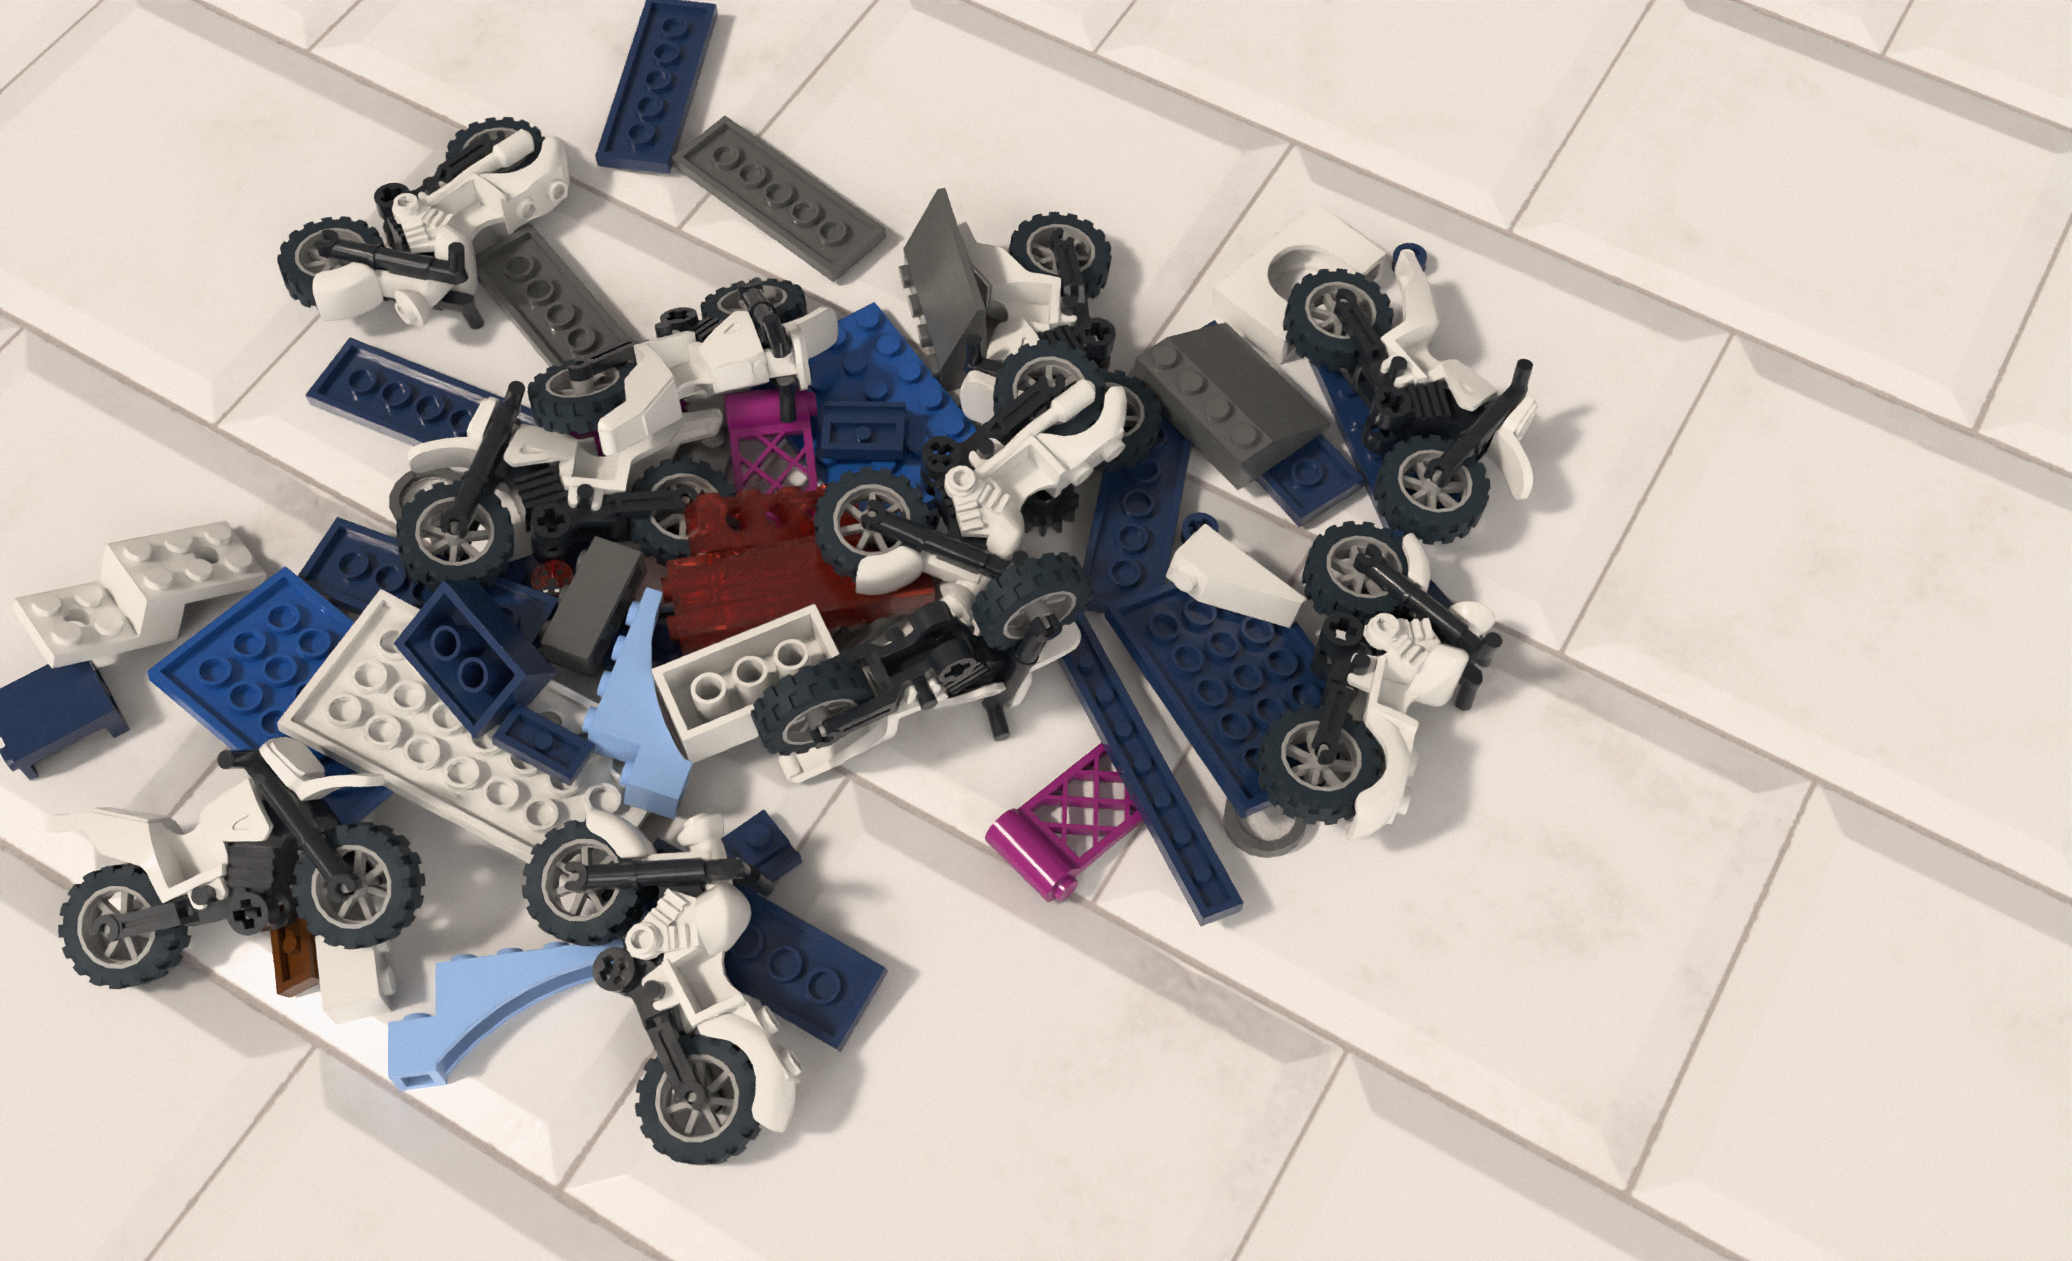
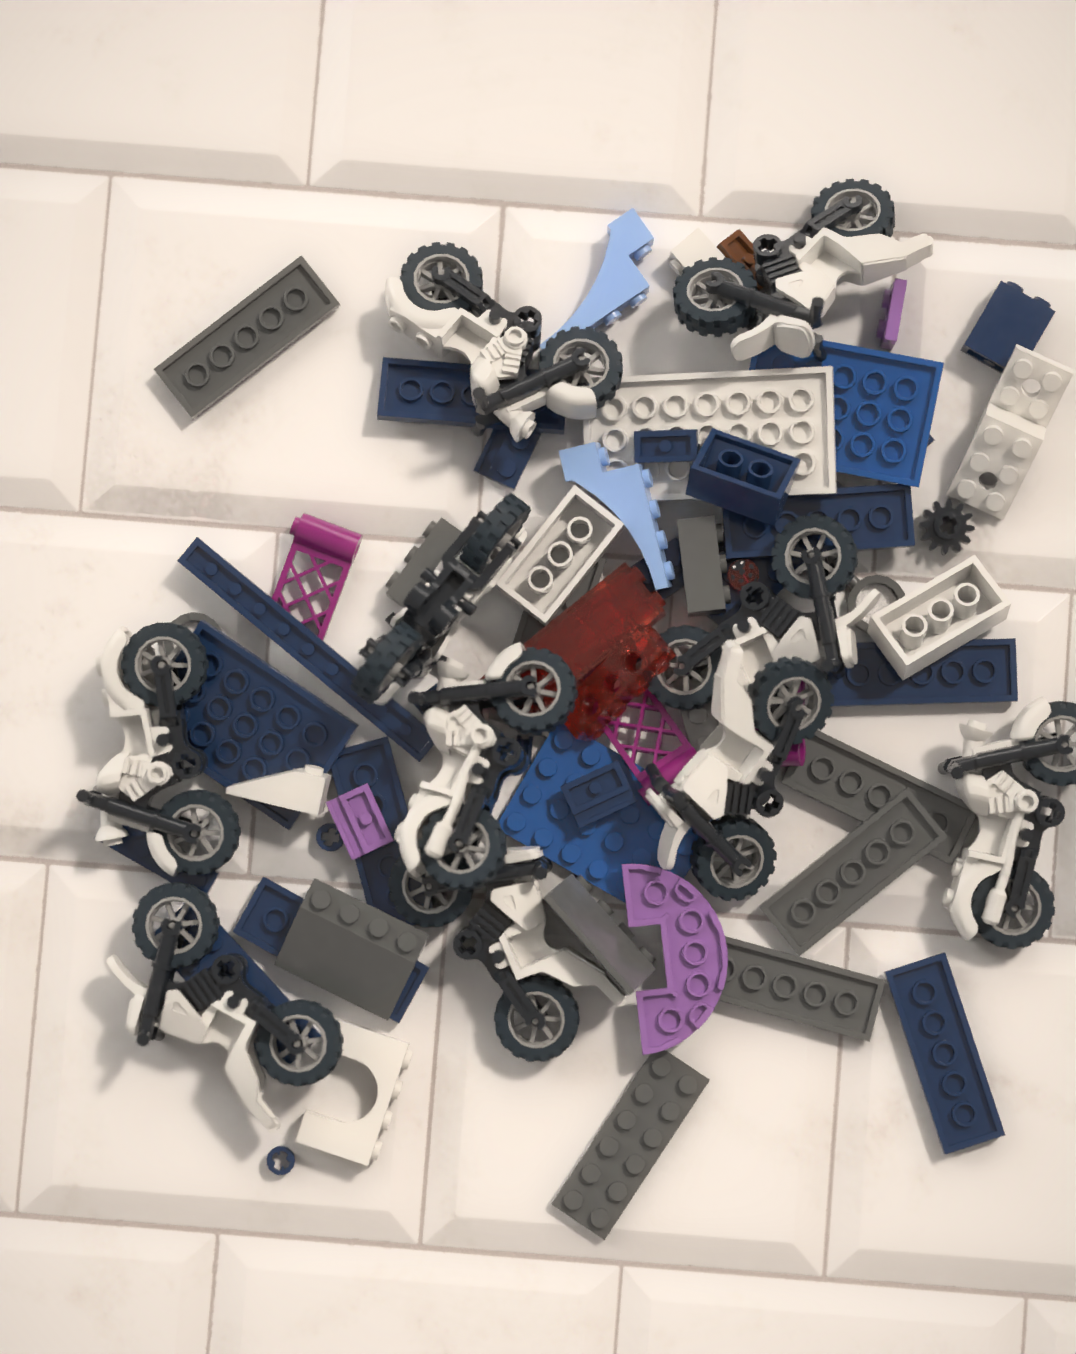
camera: 155 degrees right, 25 degrees up
(173, 784) = (893, 302): none -> medium lavender plate
(290, 536) = (943, 539): none -> black gear
(361, 432) = (938, 617): none -> white brick
(635, 255) = (853, 871): none -> dark grey plate
(855, 248) = (692, 954): none -> medium lavender plate
(922, 763) = (438, 539): none -> dark grey brick
(1006, 1169) = (247, 337): none -> dark grey plate
(1023, 138) = (630, 1142): none -> dark grey plate
(1155, 516) = (359, 821): none -> medium lavender plate

